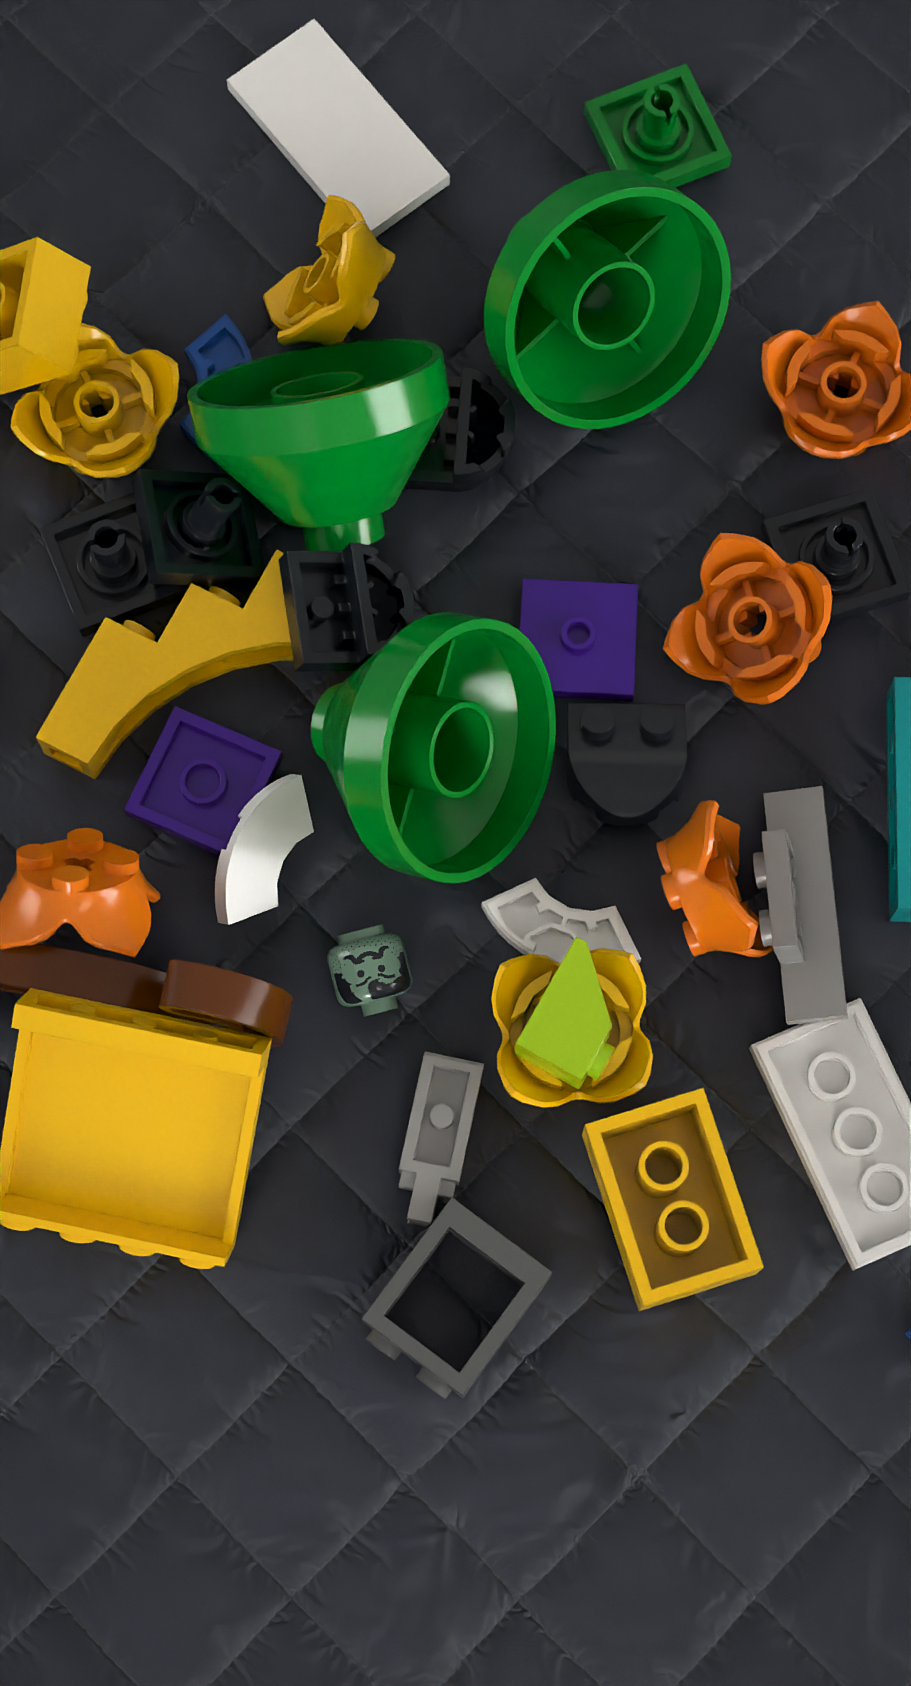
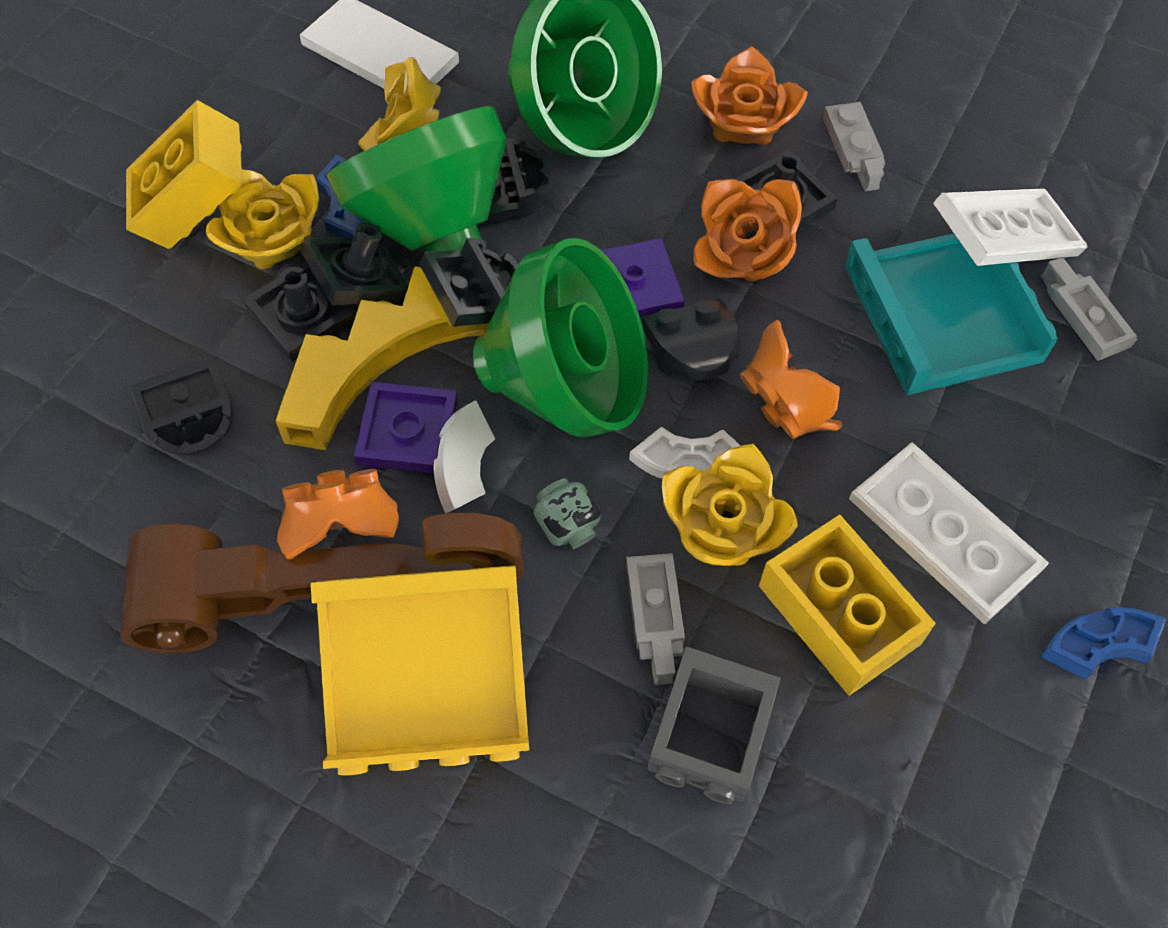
camera: 20 degrees left, 15 degrees down
(570, 1022) = (730, 496): lime slope -> none
(801, 905) = (858, 403): light grey bracket -> none

